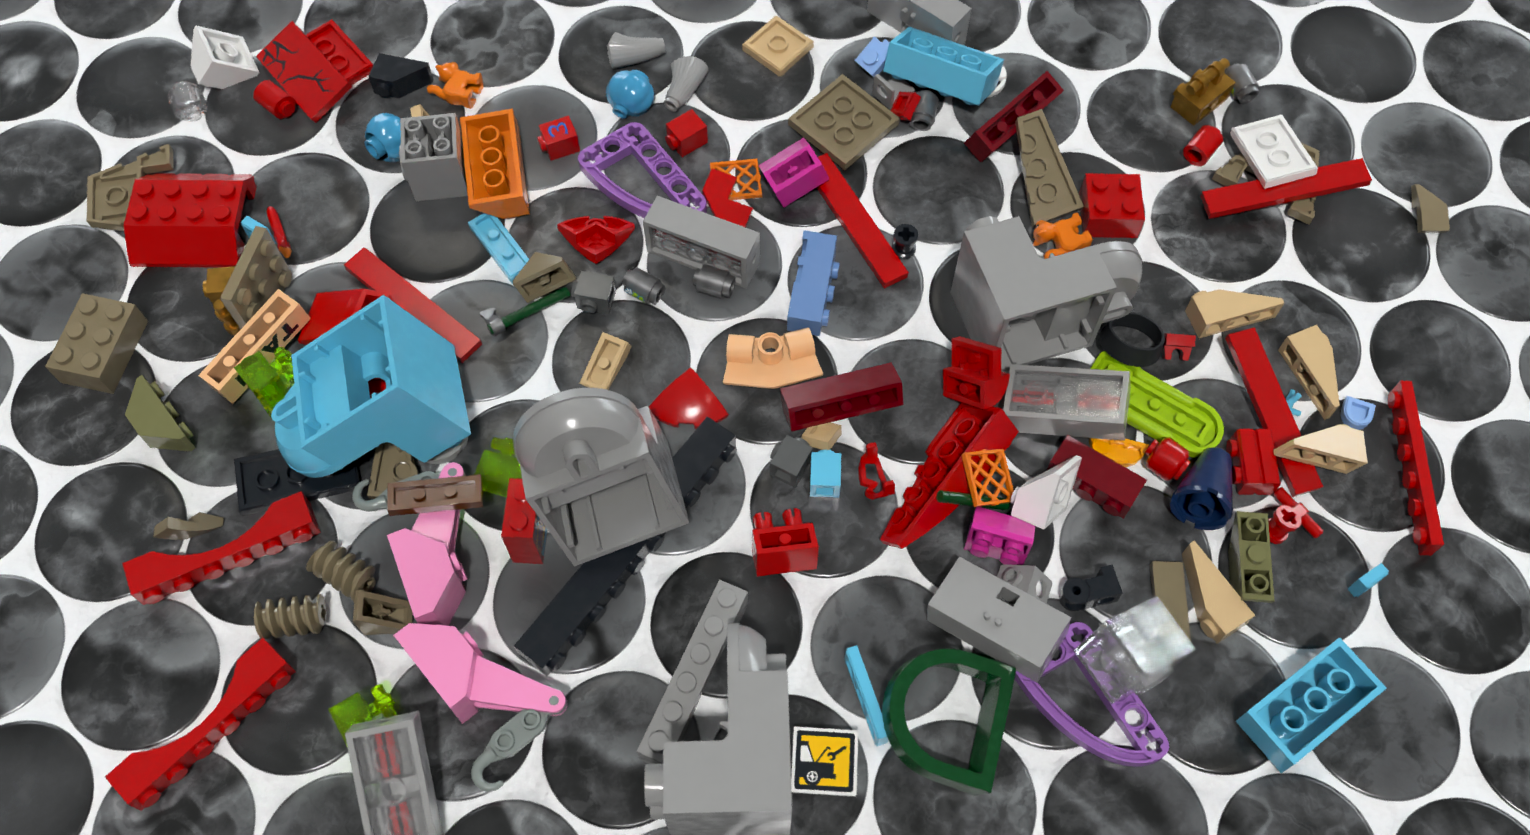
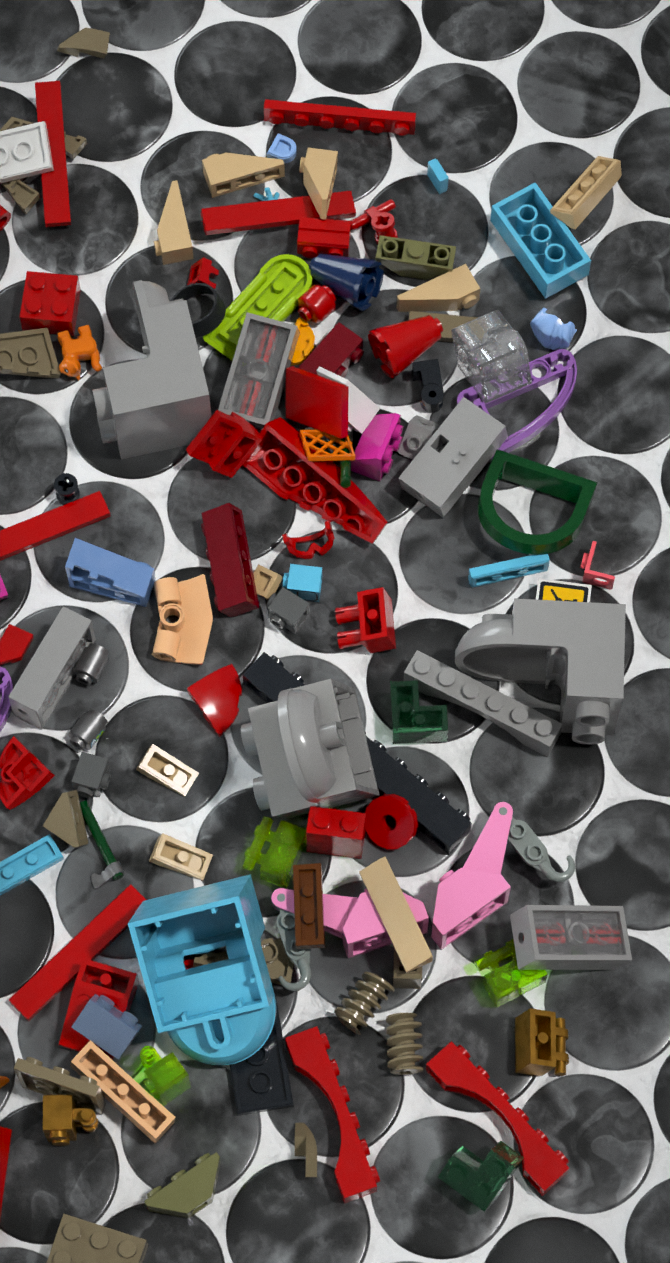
camera: 85 degrees left, 5 degrees up
(130, 704) = (479, 1179): none -> clear green brick
(279, 760) = (540, 1043): none -> pearl gold brick
(316, 316) = (107, 1025): none -> sand blue brick
(414, 581) = (396, 915): none -> tan slope
(511, 384) = (180, 857): none -> tan slope
(545, 582) = (376, 823): none -> red tile
(668, 592) = (415, 722): none -> clear green brick
(886, 790) = (590, 575): none -> coral bracket
(1037, 459) = (317, 402): none -> red tile
(1136, 553) = (404, 342): none -> red cone
(1191, 728) = (552, 331): none -> light blue hair
(1394, 759) = (587, 191): none -> tan slope

